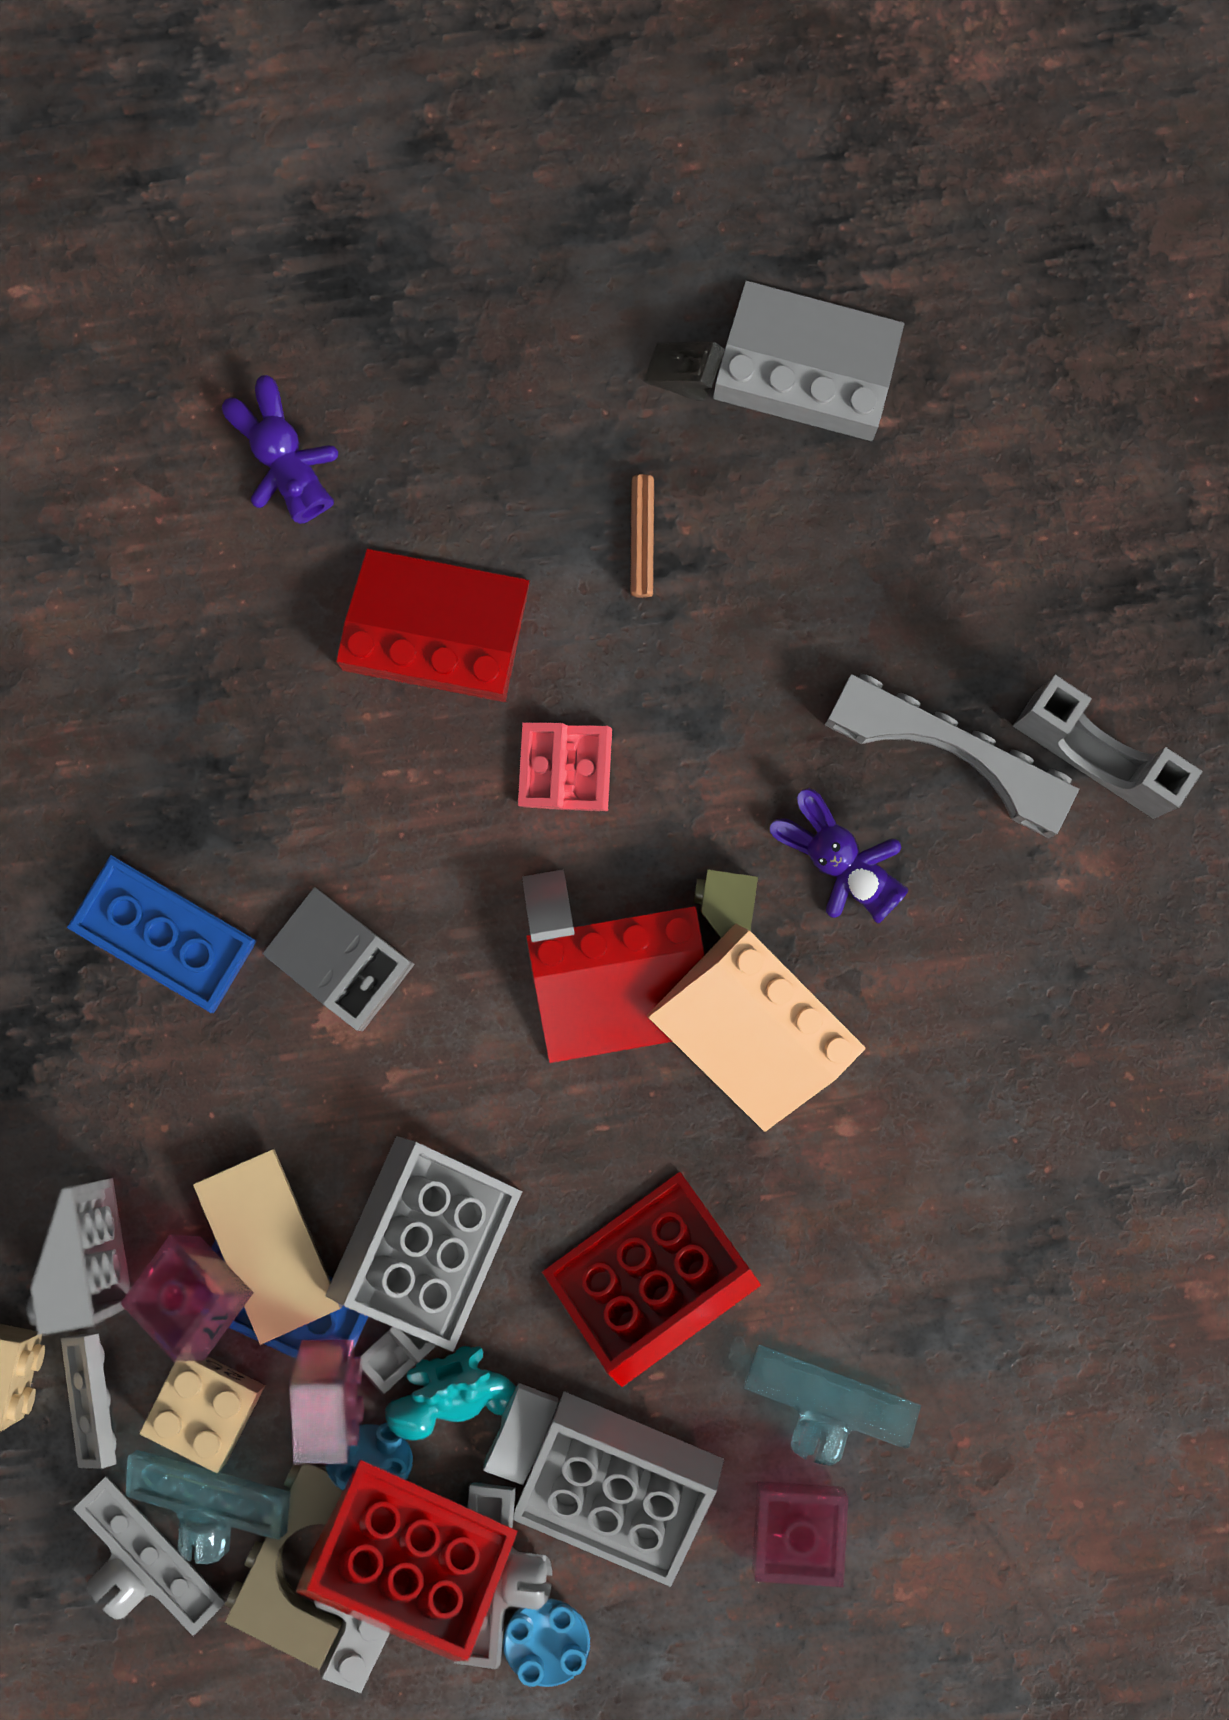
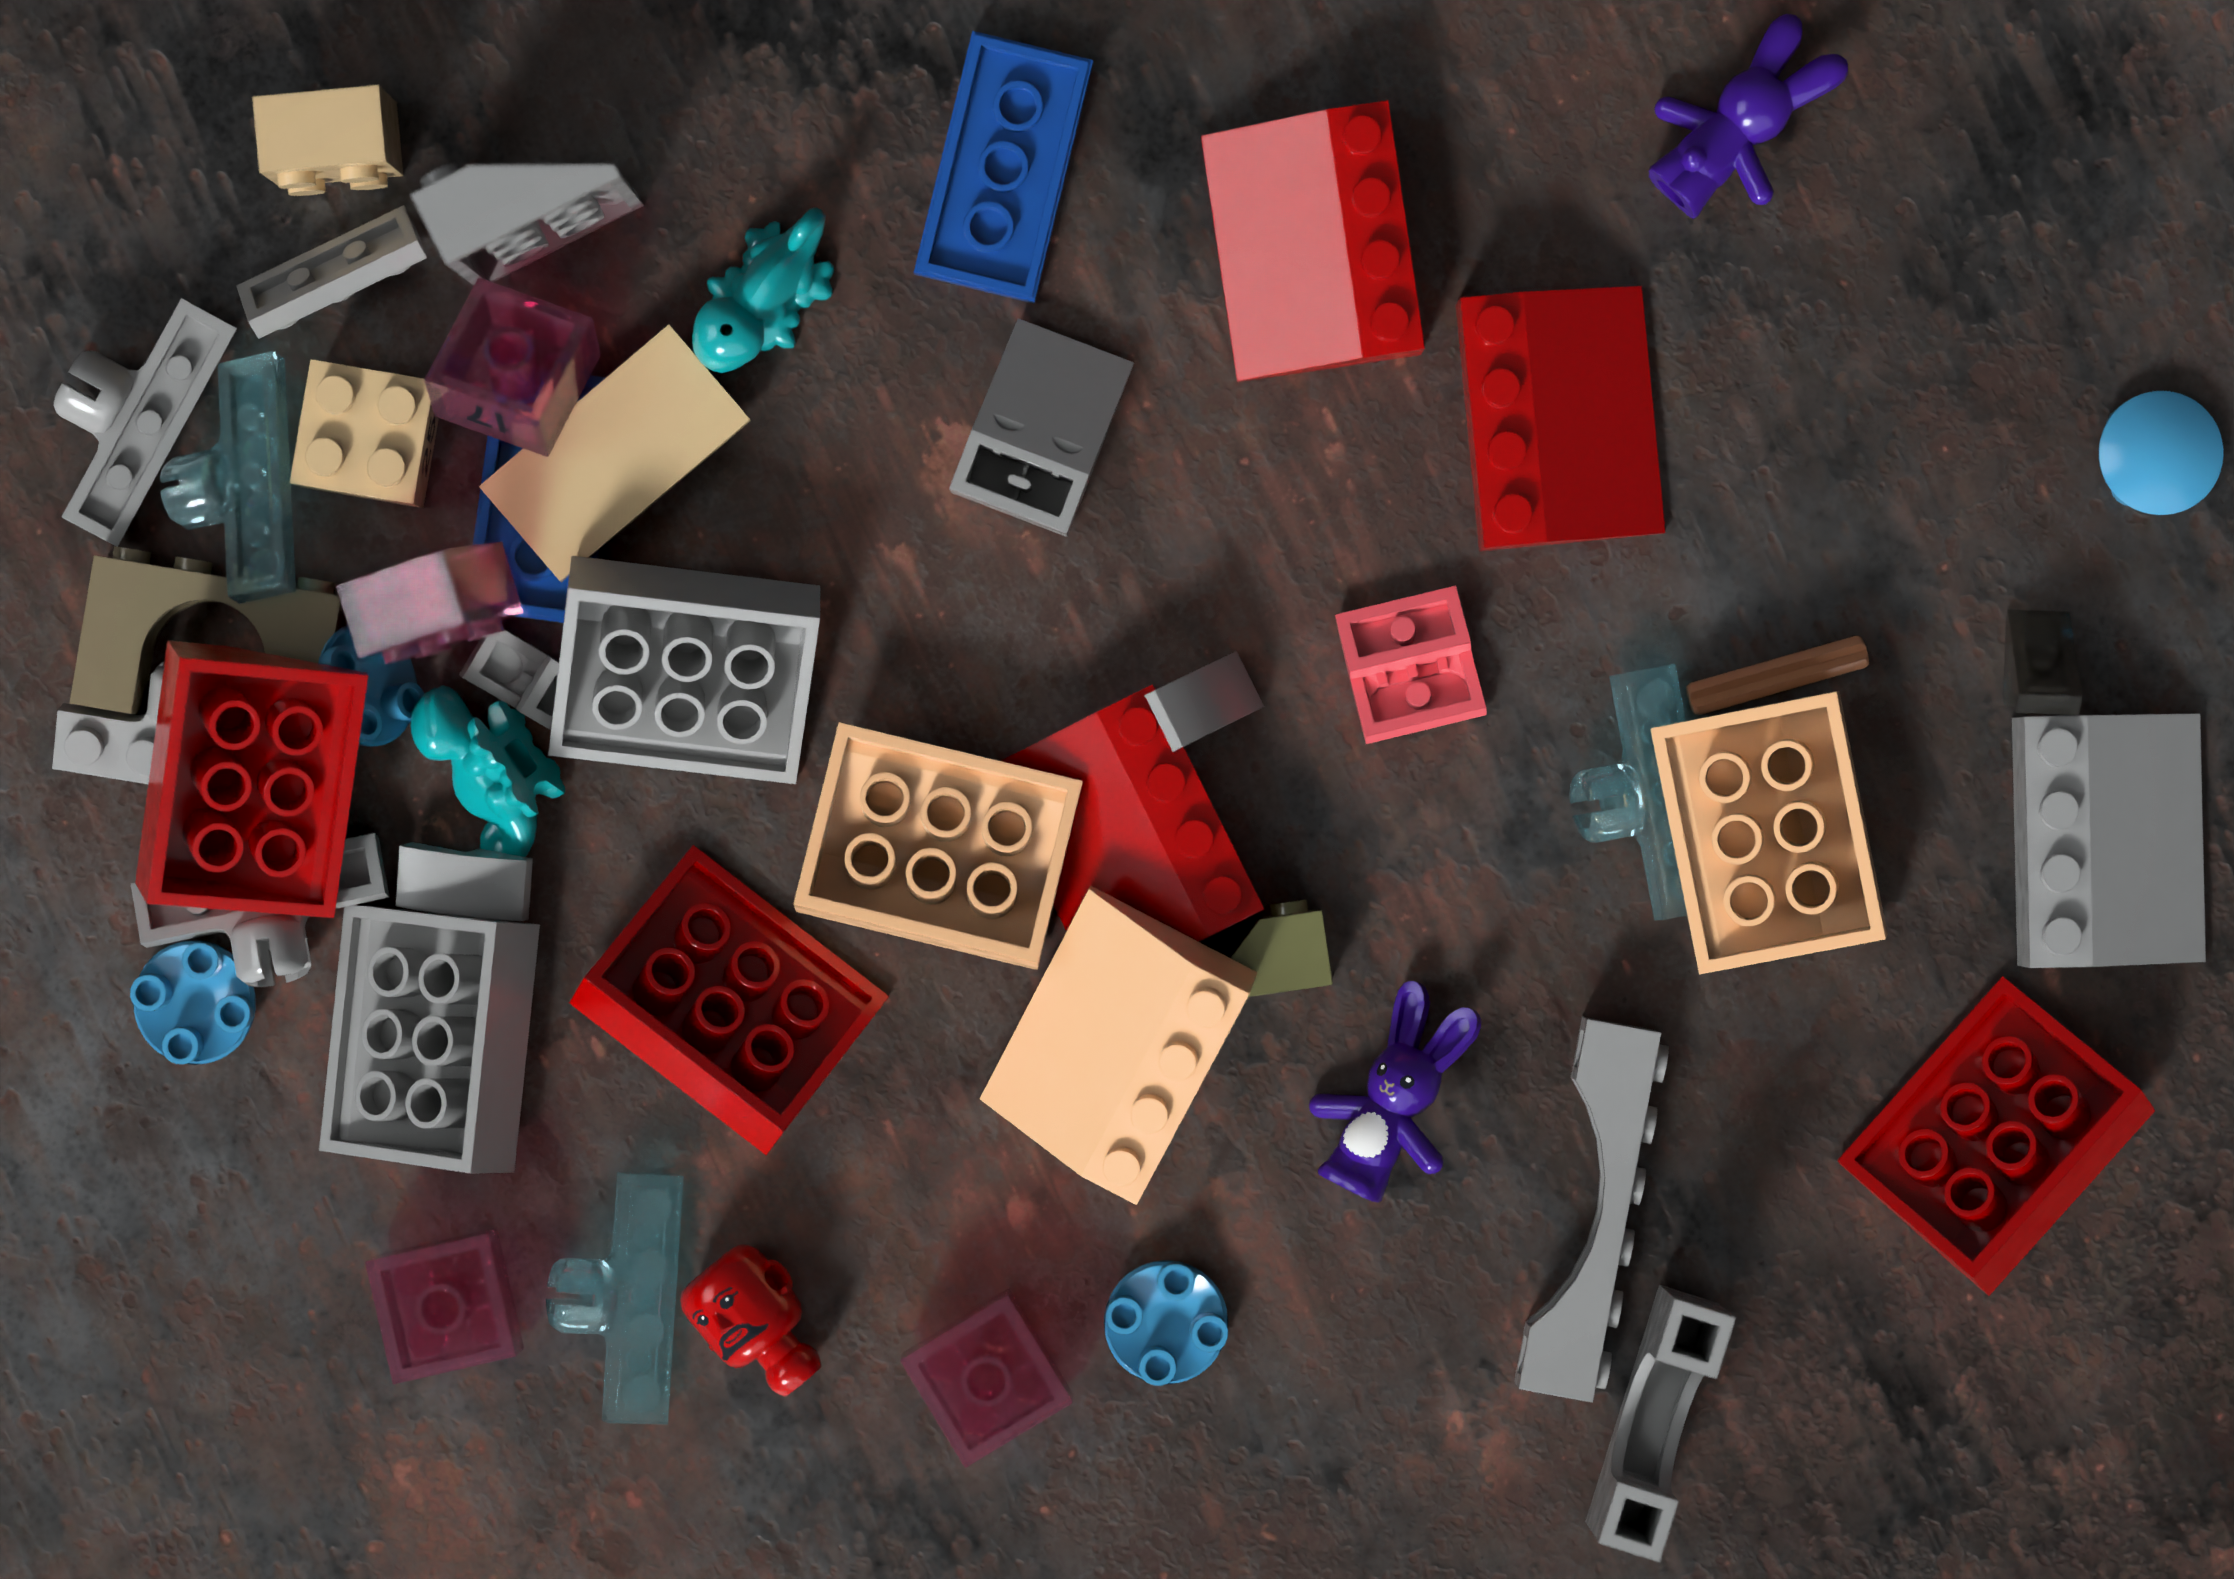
camera: 70 degrees right, 5 degrees up
(197, 1117) = (761, 300): none -> teal animal
(272, 747) = (1313, 242): none -> slope
(573, 256) = (2160, 453): none -> dark azure dish
(590, 1109) = (937, 846): none -> light nougat slope
(695, 636) = (1632, 788): none -> clear light blue plate
(742, 567) = (1769, 833): none -> light nougat slope
(863, 1329) = (747, 1314): none -> red piece
(947, 1052) = (1166, 1322): none -> dark azure dish
(951, 1181) = (987, 1378): none -> clear pink brick
(977, 483) = (1997, 1135): none -> red slope

